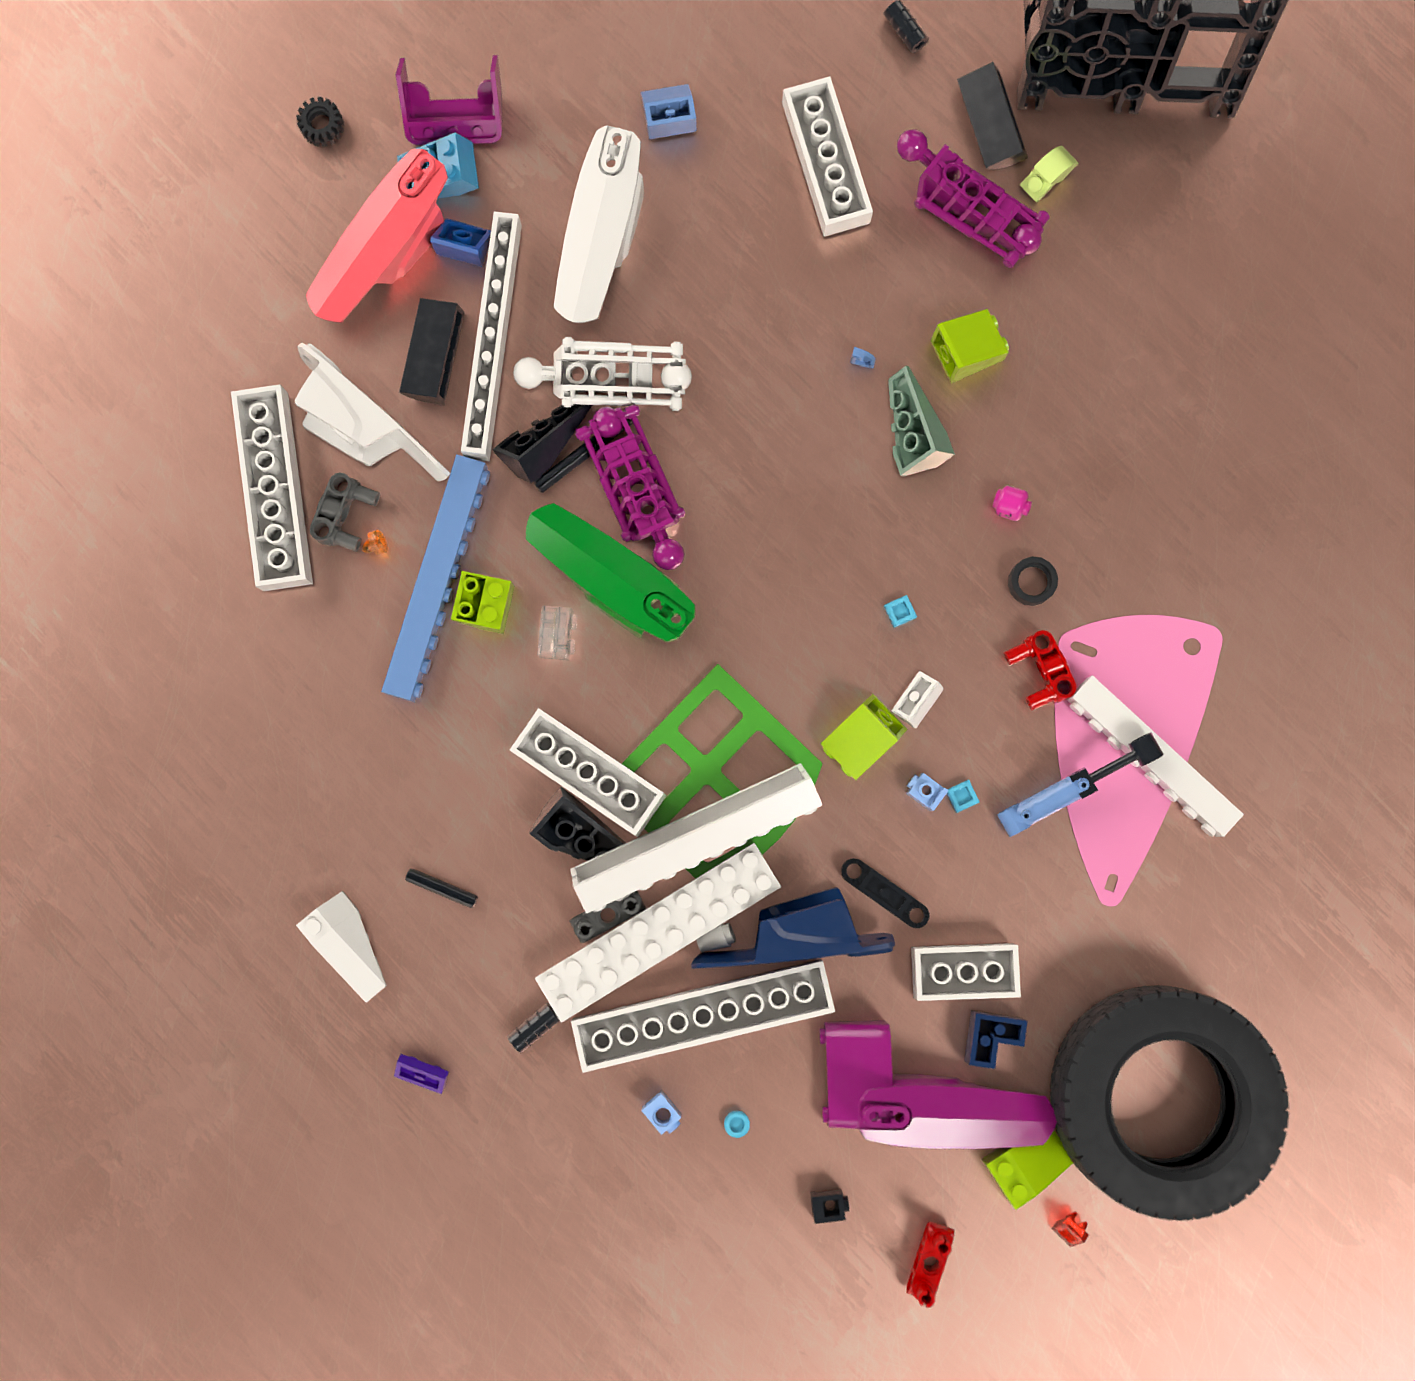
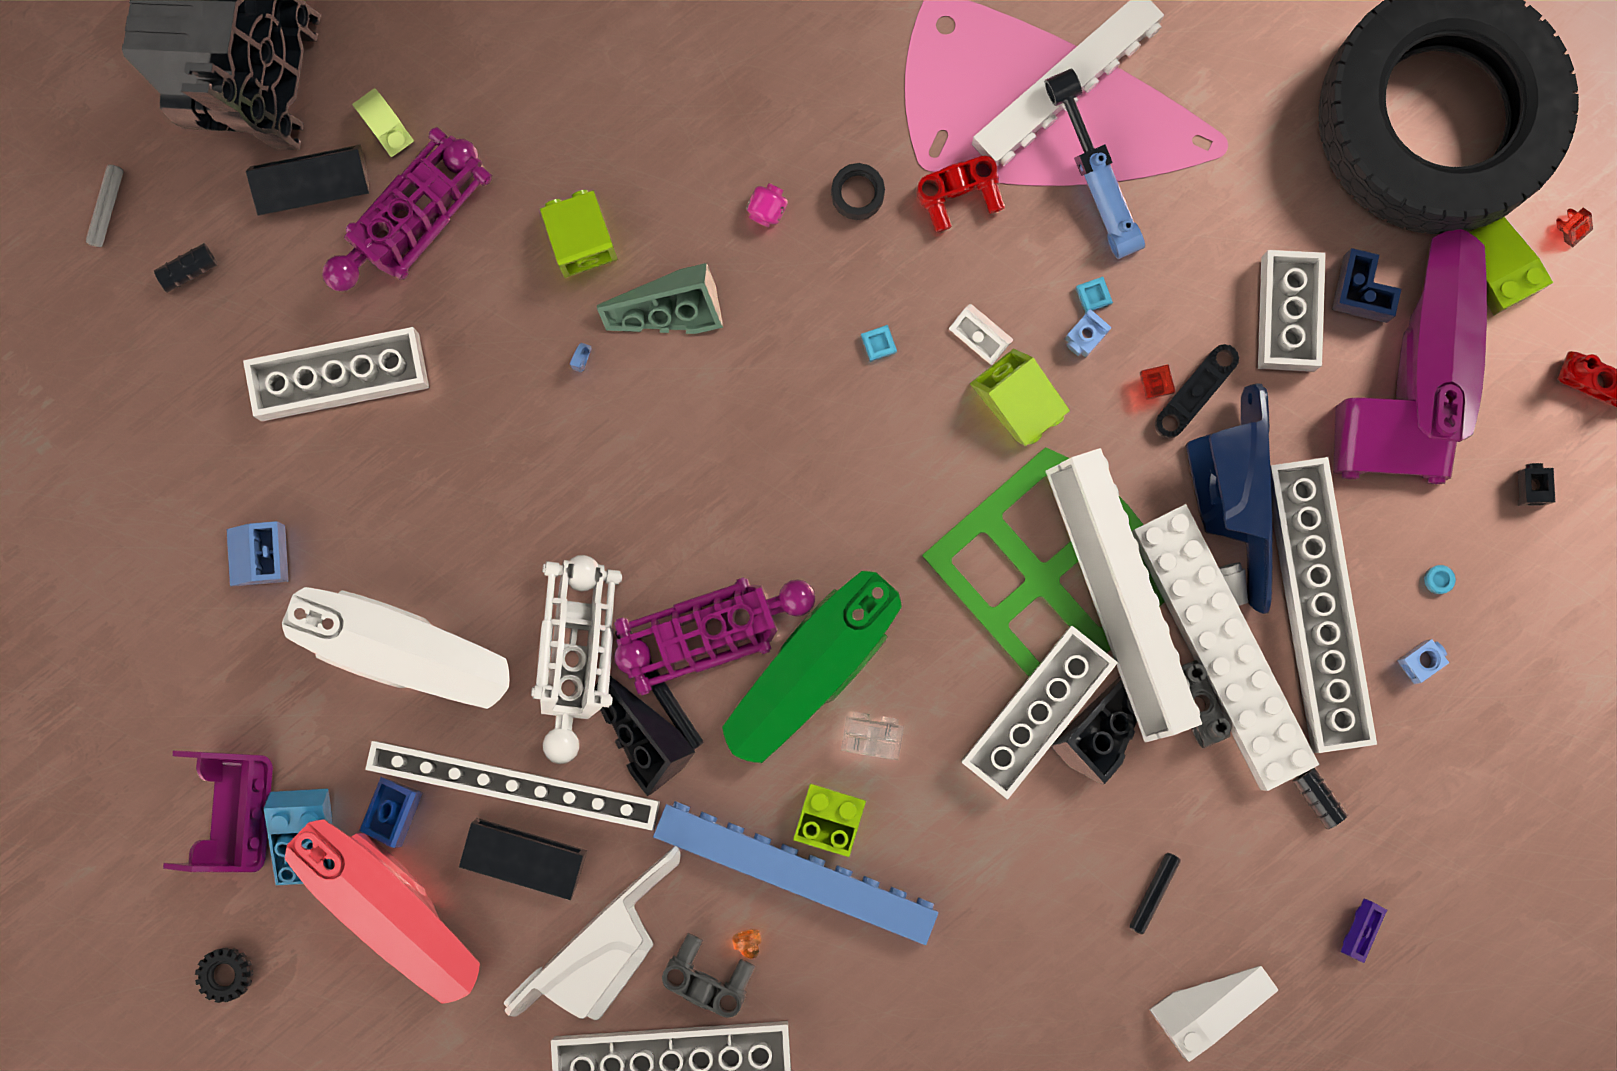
camera: 85 degrees left, 0 degrees up
(889, 856) = (1157, 382): none -> clear red tile

